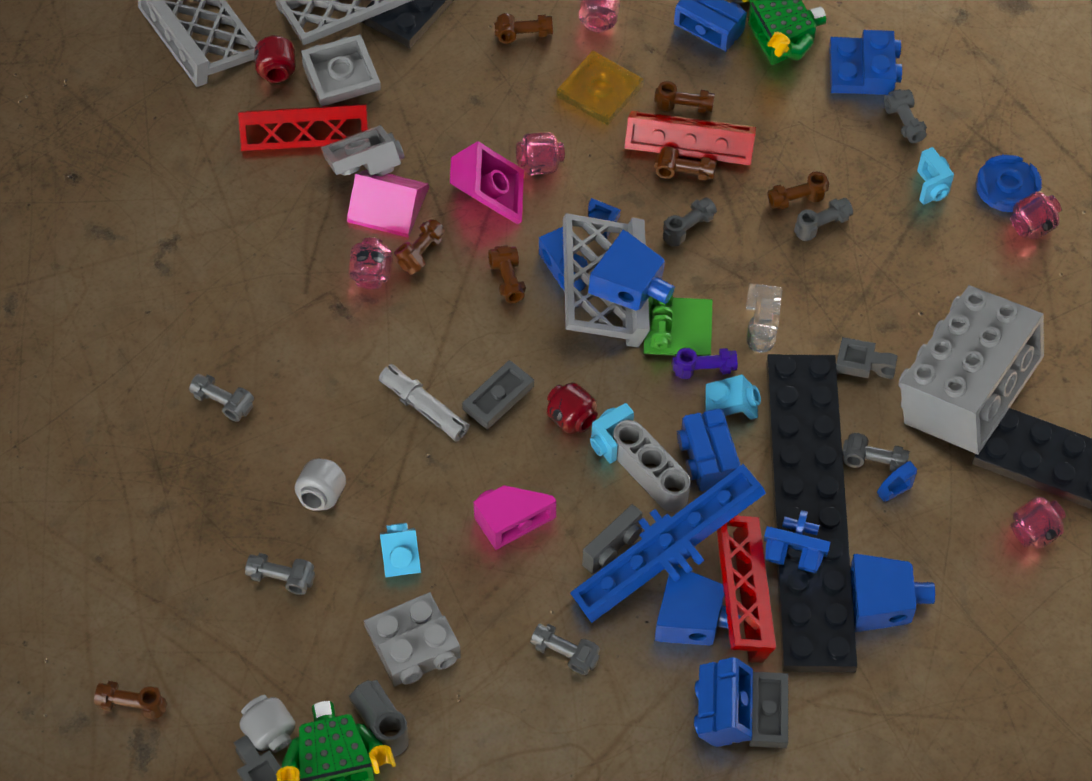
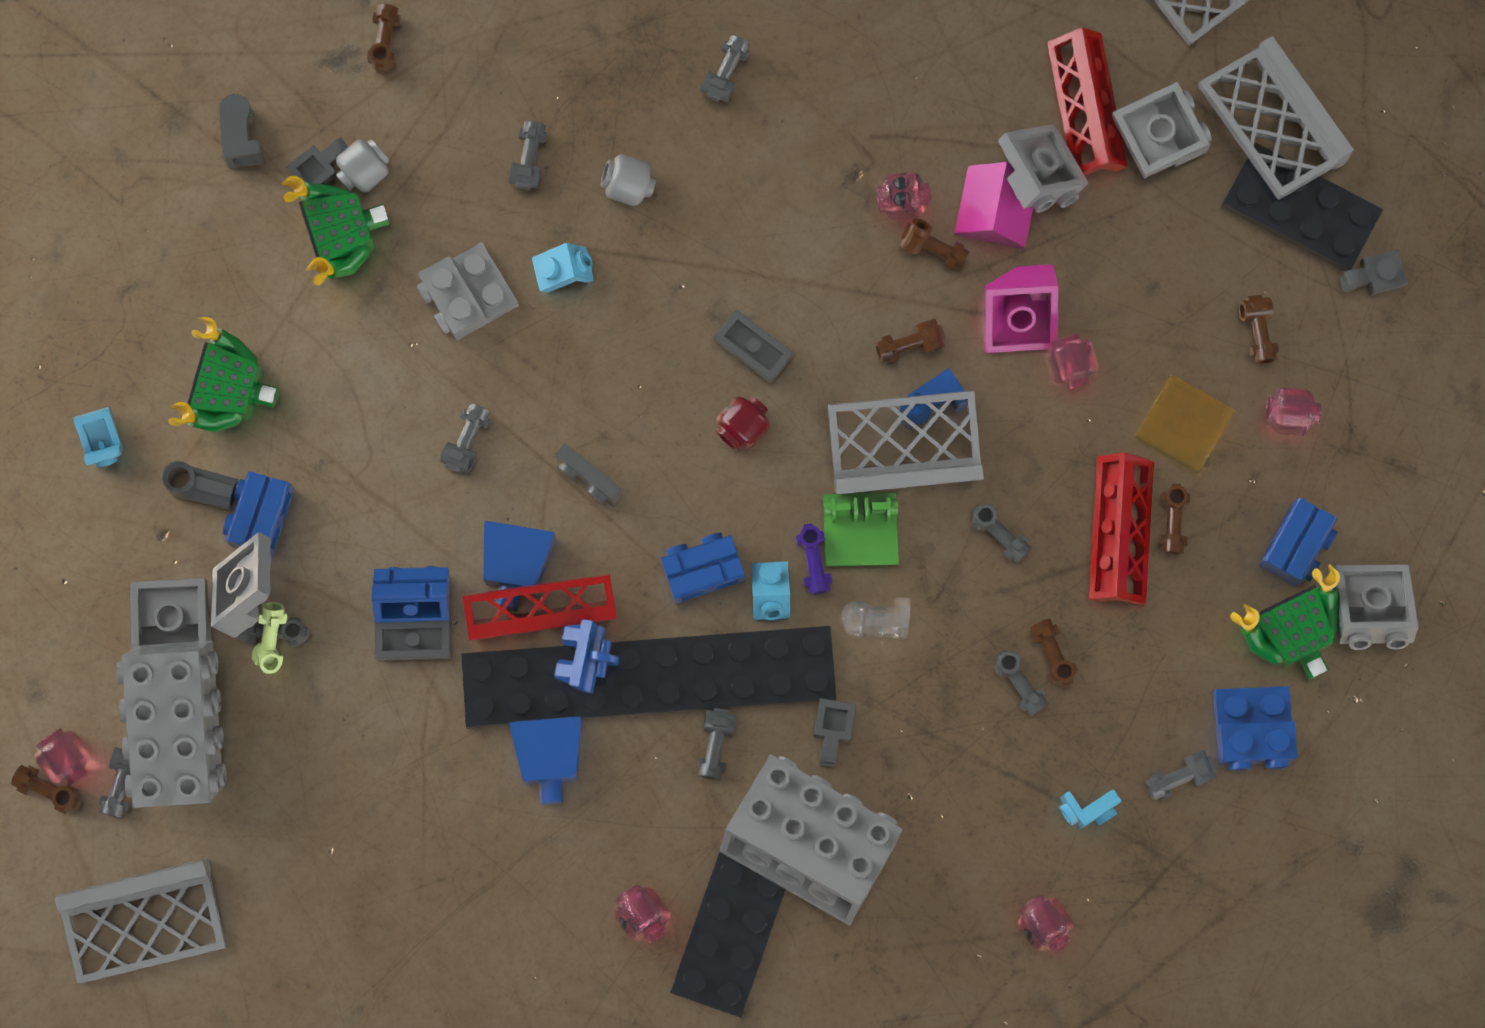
camera: 85 degrees right, 20 degrees up
(275, 58) = (1176, 58): dark red head -> none
(380, 715) = (381, 267): dark grey piece -> none
(414, 395) = (738, 270): light grey pin -> none
(511, 513) = (609, 369): dark pink slope -> none
(603, 211) = (999, 439): blue tile -> none
(603, 429) = (725, 465): medium azure bracket -> none
(630, 274) = (893, 464): blue torso -> none
(653, 480) = (683, 491): light grey beam -> none
(668, 162) = (1079, 506): reddish brown bar -> none
(668, 543) = (574, 527): blue hinge -> none
(898, 482) = (681, 767): blue tile -> none
(1006, 181) = (1098, 897): blue tile -> none

